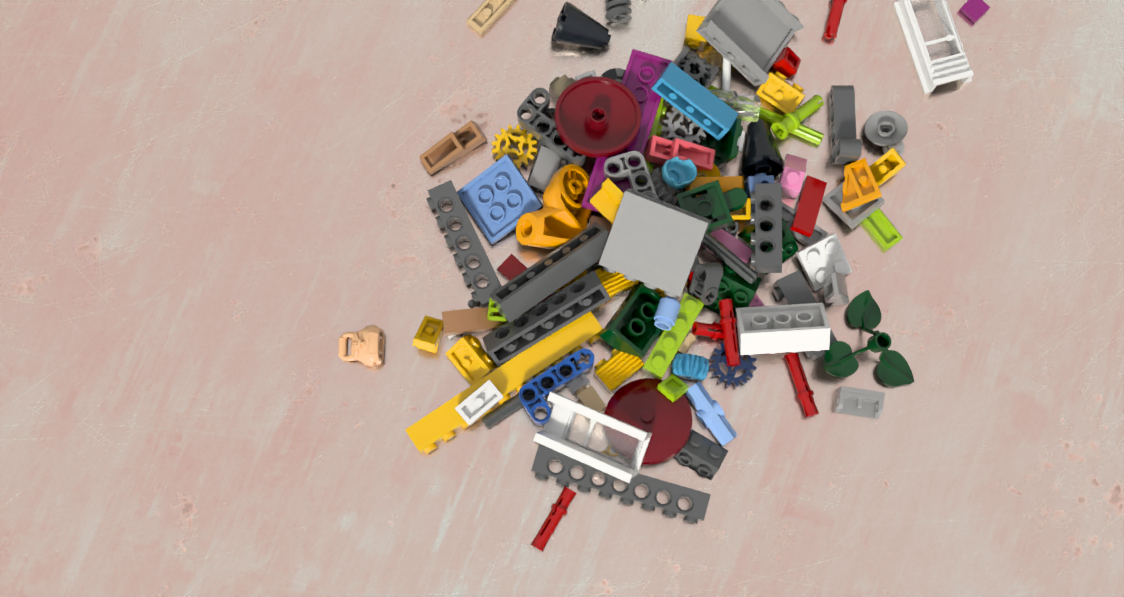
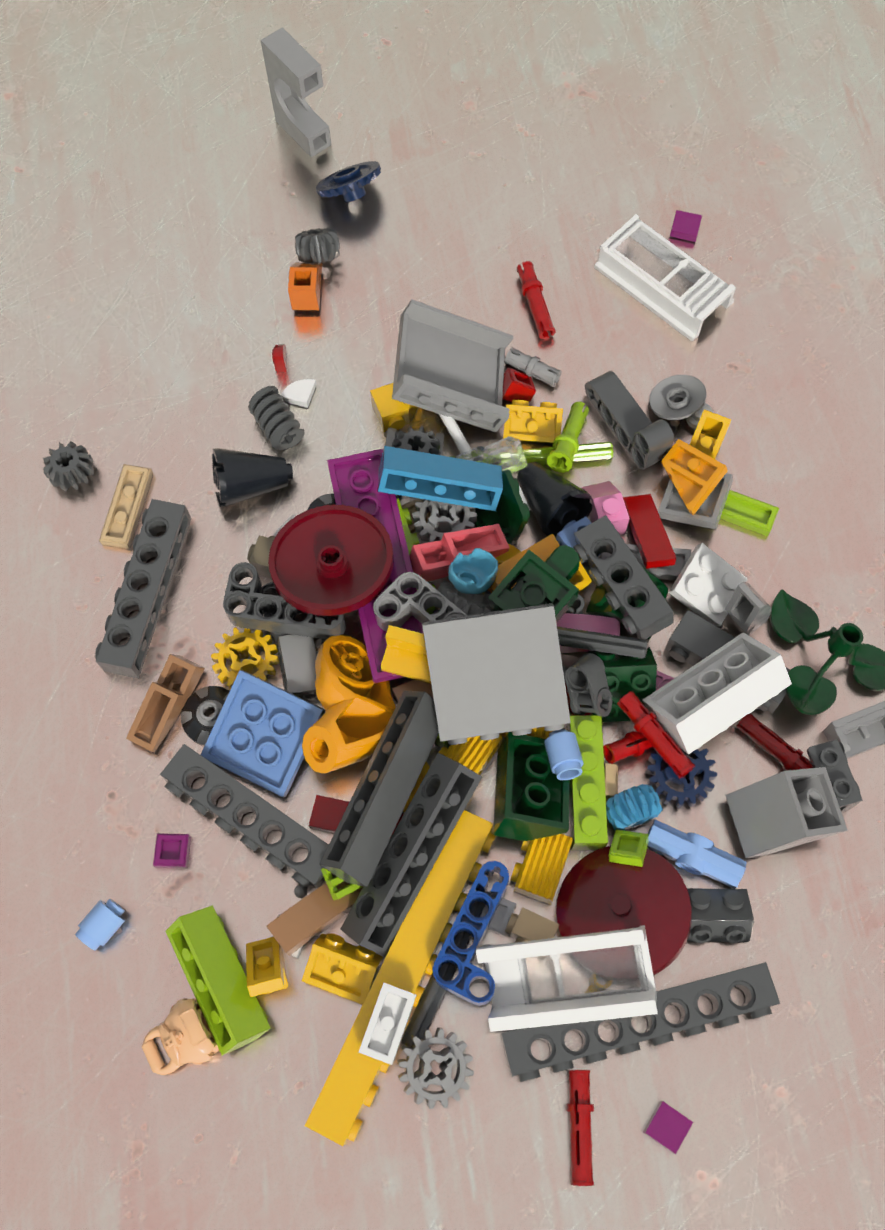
camera: 25 degrees left, 10 degrees down
(350, 257) = (100, 924): none -> light blue brick
(399, 325) = (217, 979): none -> lime brick
(411, 238) = (172, 850): none -> magenta tile
(466, 162) = (193, 717): none -> dish
(481, 443) = (422, 1077): none -> light grey gear
(504, 49) = (129, 658): none -> dark grey brick
(601, 547) = (668, 1127): none -> magenta tile
(778, 420) = (785, 811): none -> light grey slope
(805, 54) = (533, 367): none -> light grey pin
(820, 417) = (836, 763): none -> dark grey bracket

